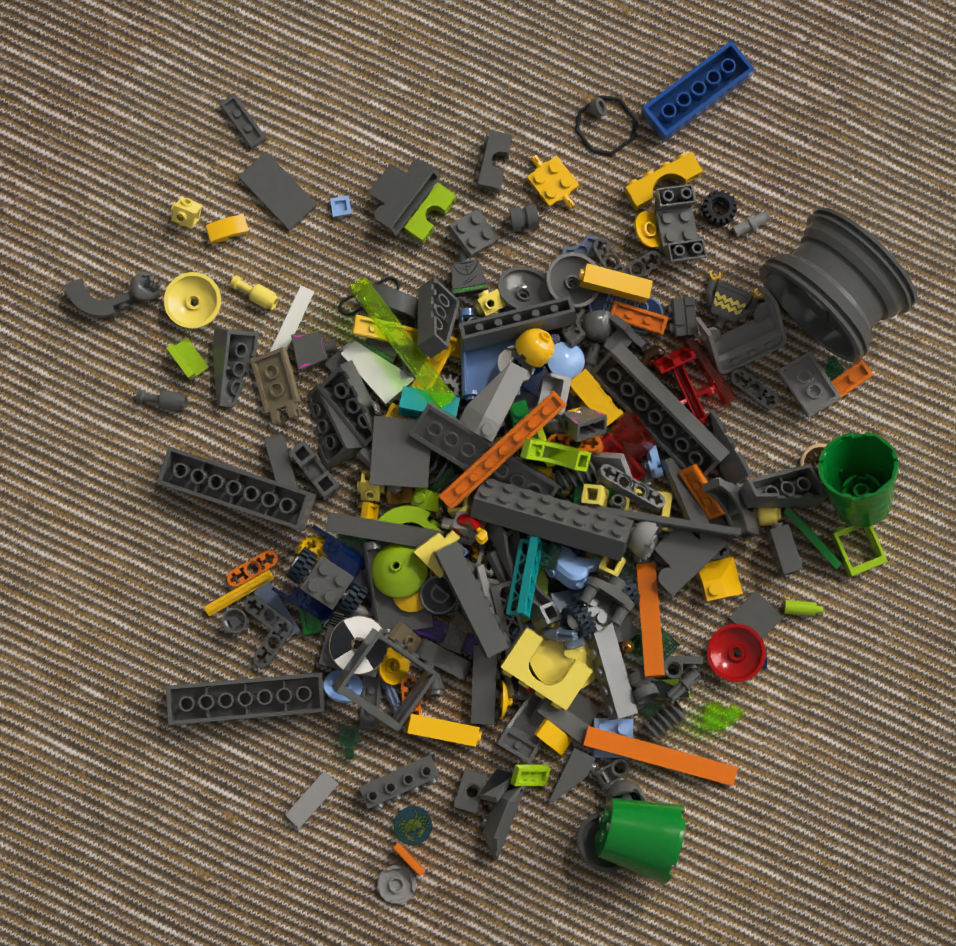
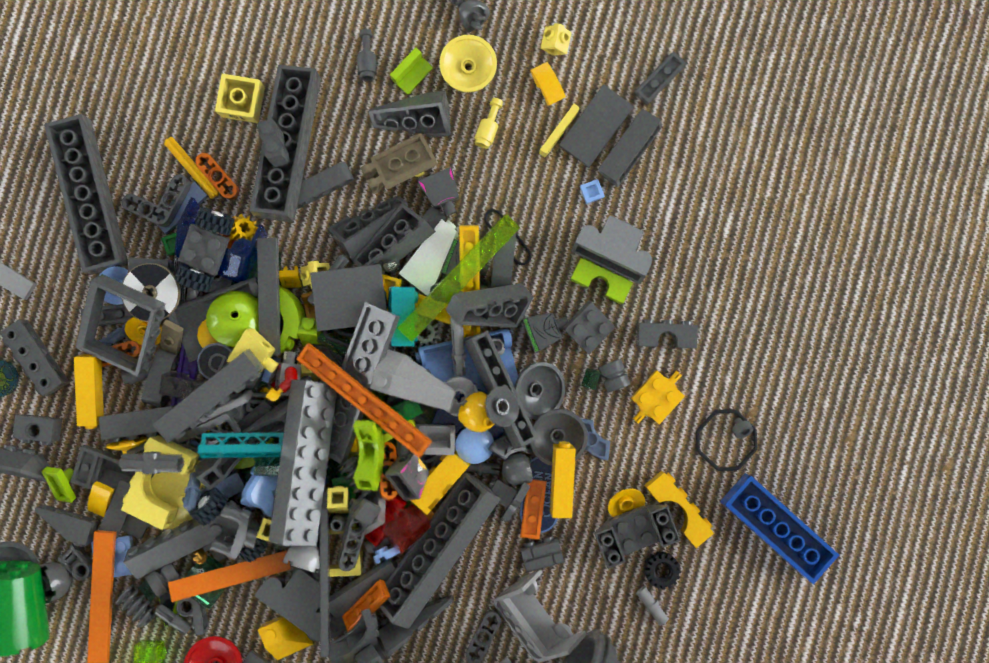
camera: 75 degrees right, 5 degrees up
(181, 529) = (240, 98): none -> light yellow brick
(233, 495) = (273, 143): none -> dark grey brick
(235, 621) = (160, 169): dark grey wheel -> none
(275, 225) = (560, 129): none -> light yellow tile
(293, 318) = (469, 166): white sticker -> none
(306, 162) = (630, 147): none -> dark grey brick
(314, 470) = (330, 207): dark grey arch -> none
(349, 738) = (68, 301): clear green plate -> none
(474, 358) = (458, 352): none -> light grey pin
(495, 303) = (524, 352): light yellow brick -> none
(496, 785) = (42, 453): tile -> none
(523, 240) = (591, 378): none -> clear green tile
(525, 665) = (151, 462): none -> dark grey piece
(533, 320) = (507, 403): none -> dark grey dish
(610, 467) = (366, 512): none -> dark grey tile
(627, 269) = (580, 487): dark grey beam -> none
(655, 351) = (500, 526): dark brown arm -> none
(675, 362) = (493, 554): red piece -> none
(705, 365) = (497, 585): clear red plate -> none
(729, 301) = (567, 598): dark grey torso -> none

